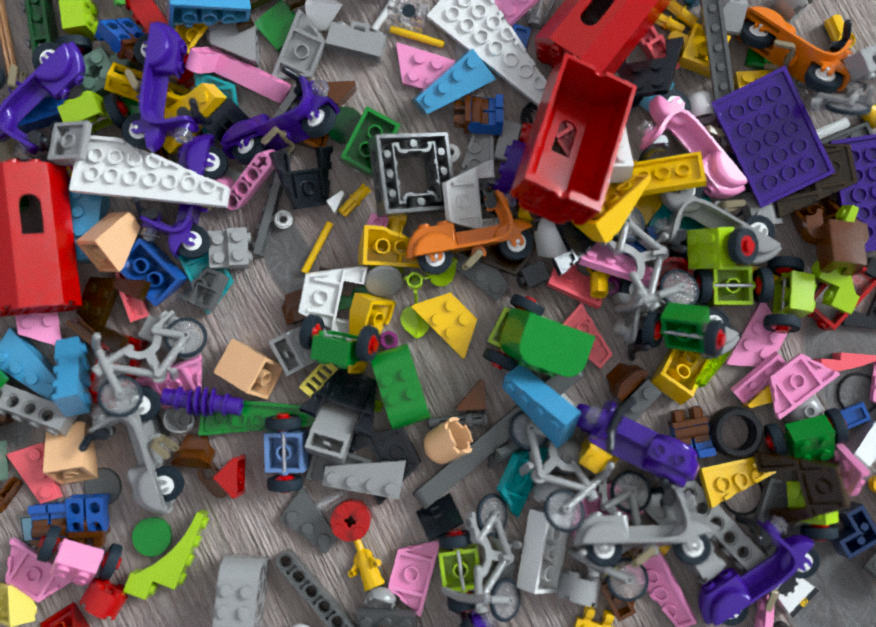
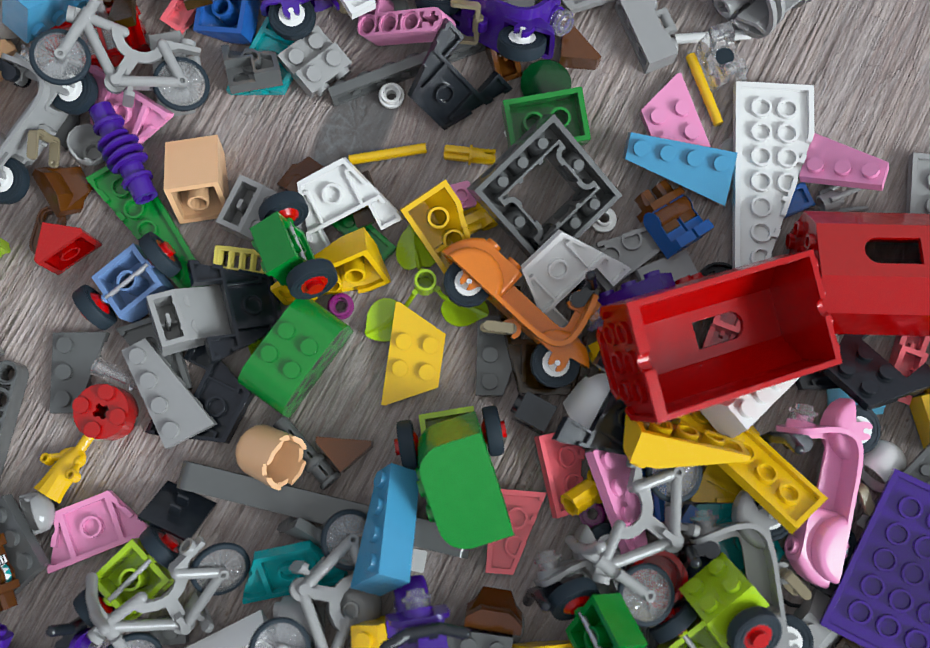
camera: 55 degrees right, 5 degrees down
(336, 201) = (453, 136): white slope -> none
(383, 281) = (401, 250): light grey piece -> none

